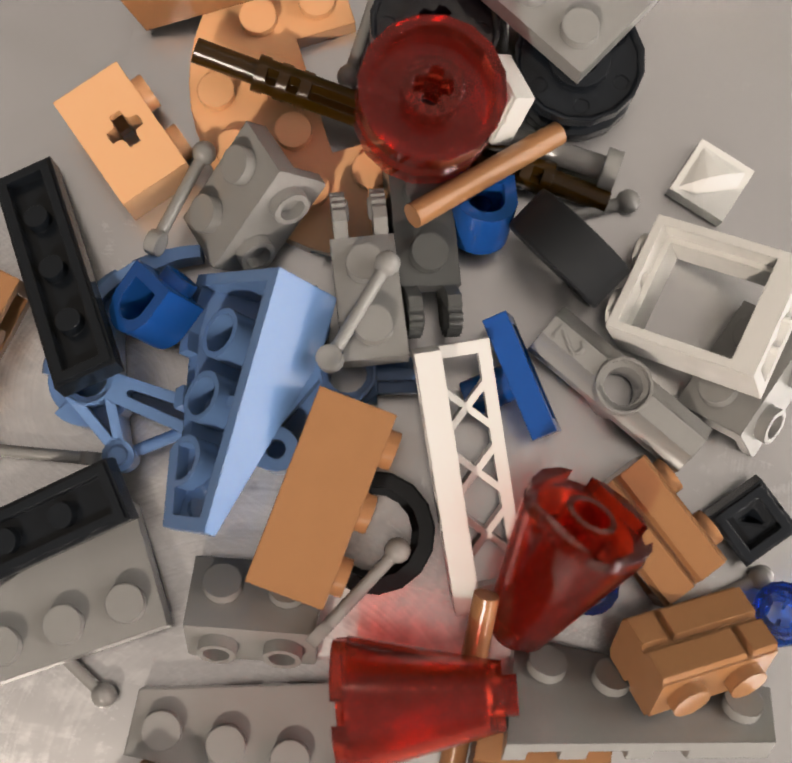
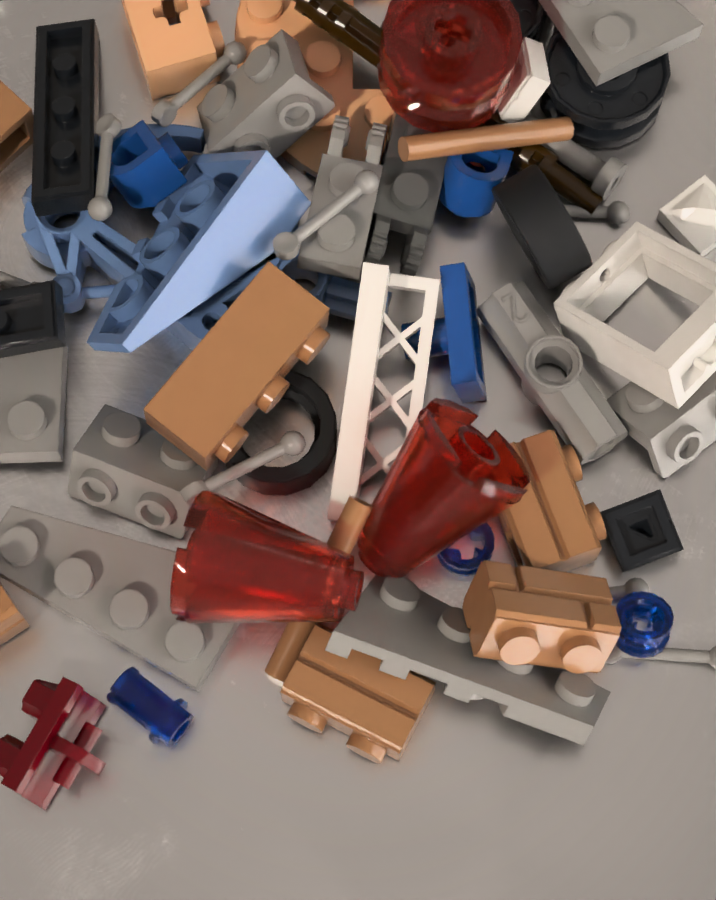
camera: 20 degrees right, 10 degrees down
(105, 279) = (107, 128): none -> light grey hinge

